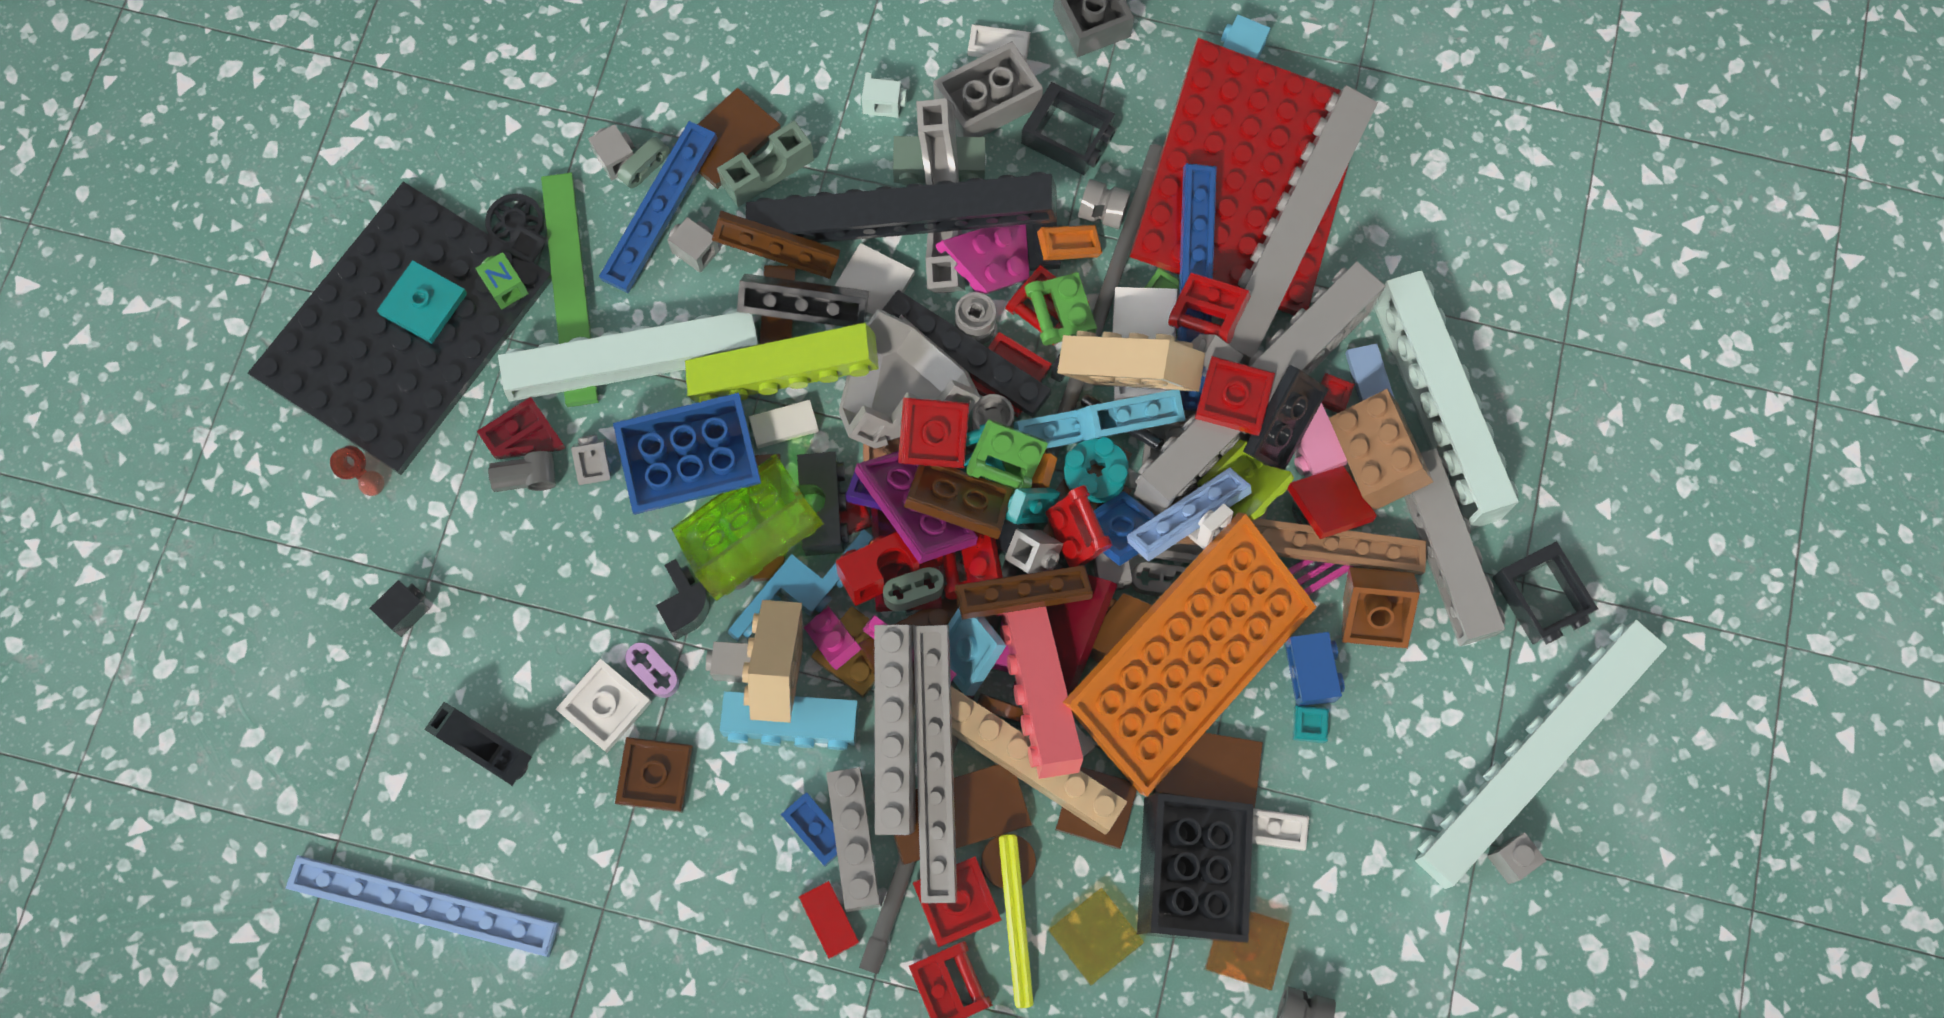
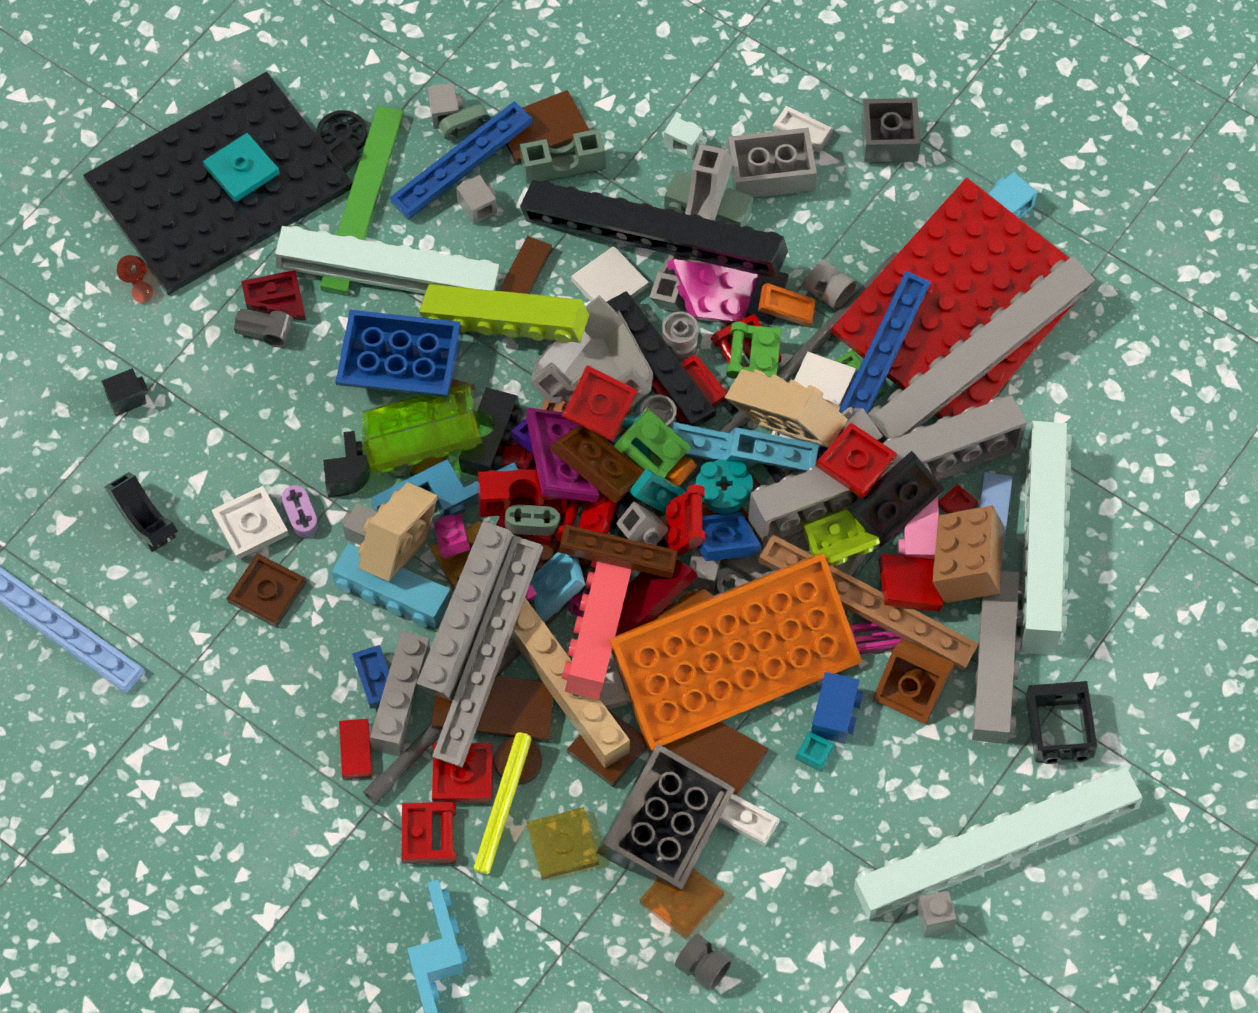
camera: 25 degrees right, 10 degrees down
(501, 280) = (310, 172): bright green brick -> none
(591, 460) = (321, 335): light grey bracket -> none
(775, 244) = (541, 221): reddish brown tile -> none
(783, 424) = (488, 364): white tile -> none
(802, 300) = (542, 269): black brick -> none
(1001, 707) = (560, 634): reddish brown piece -> none
(1079, 107) = (815, 193): black window -> none
(1185, 514) = (780, 540): light blue tile -> none
(1211, 525) = (791, 552): white bracket -> none
(1213, 299) = (876, 382): red plate -> none

